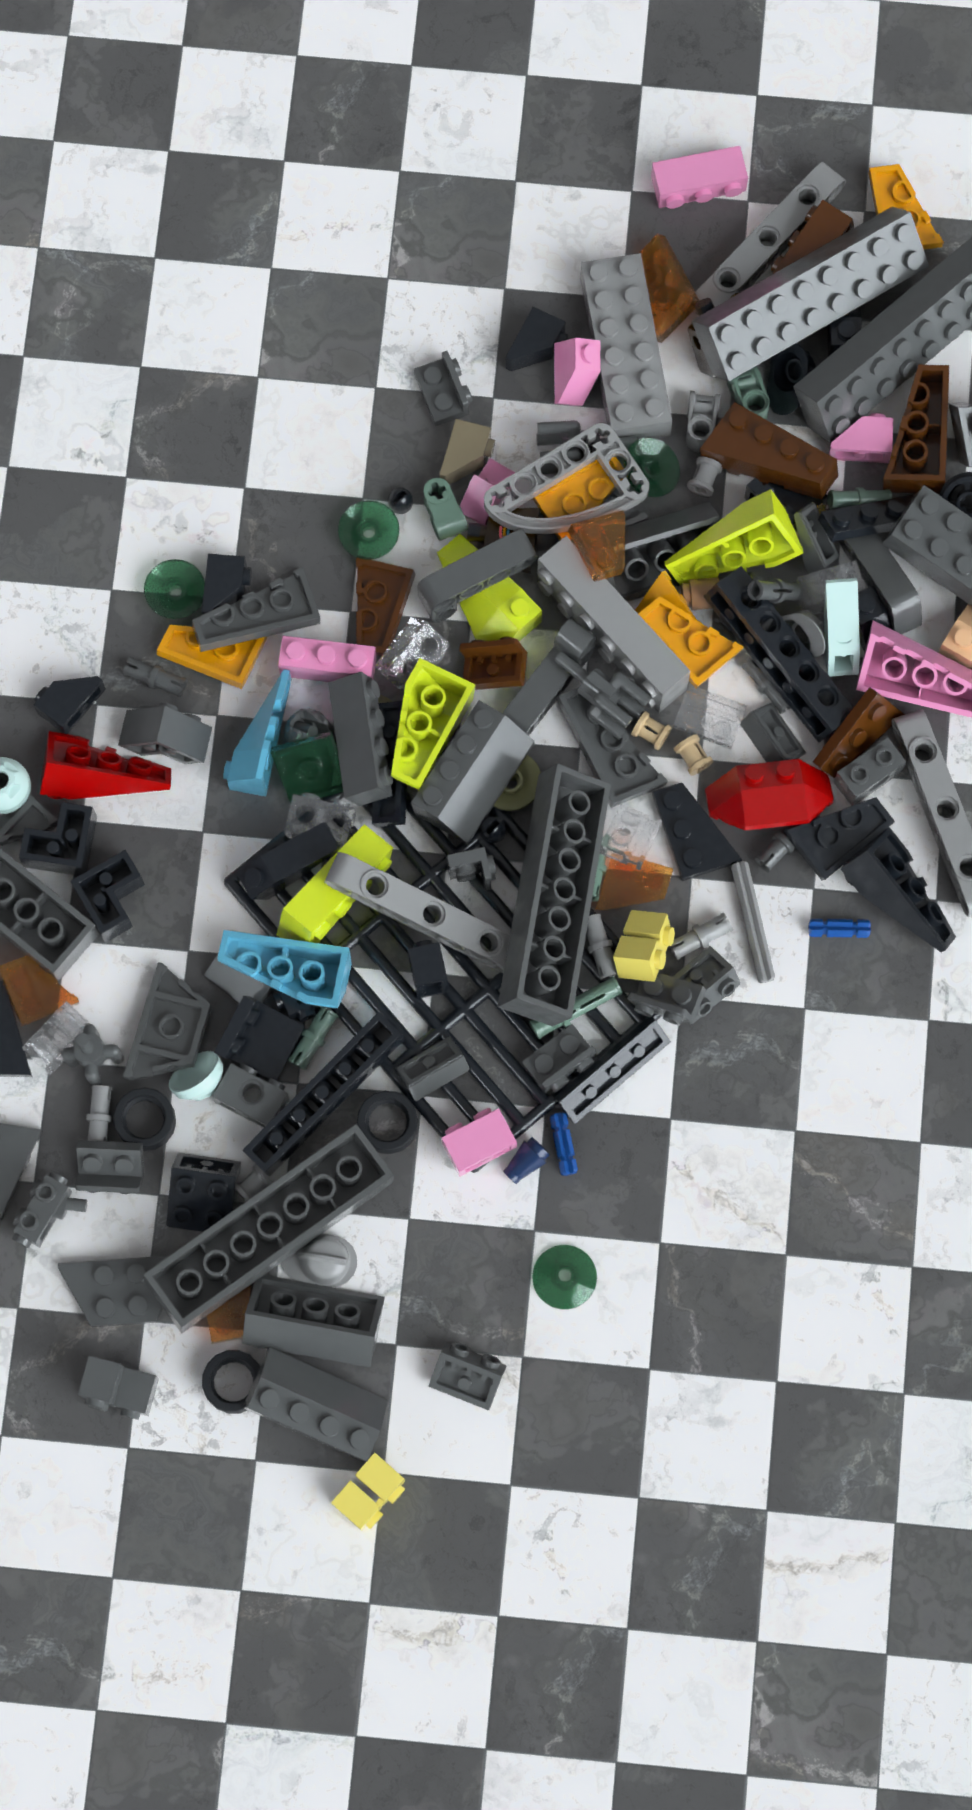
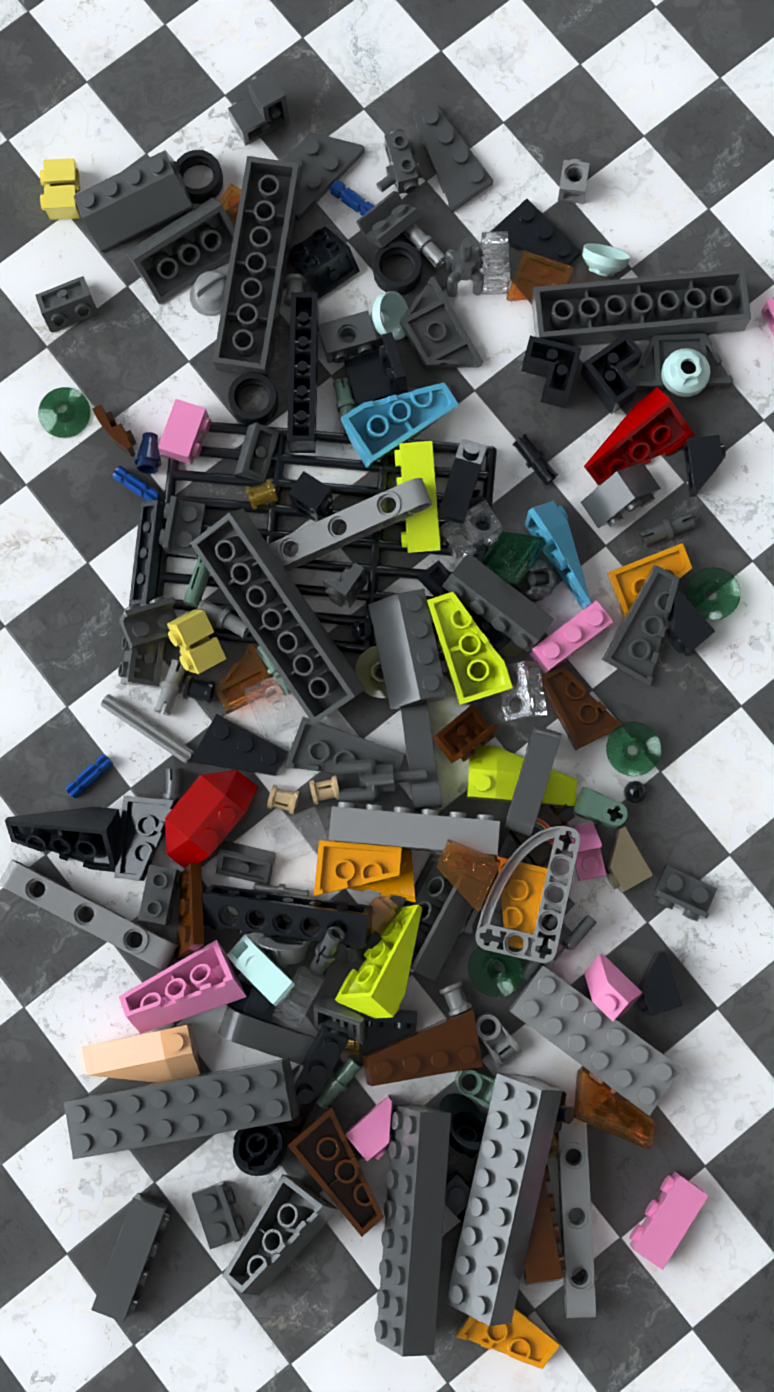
camera: 140 degrees right, 5 degrees up
(117, 1224) = (350, 198): none -> blue axle
(202, 837) = (535, 459): none -> black pin
(464, 1023) = (261, 493): none -> clear yellow bush
(537, 1200) = (117, 433): none -> reddish brown slope
(678, 910) = (198, 690): none -> black bush

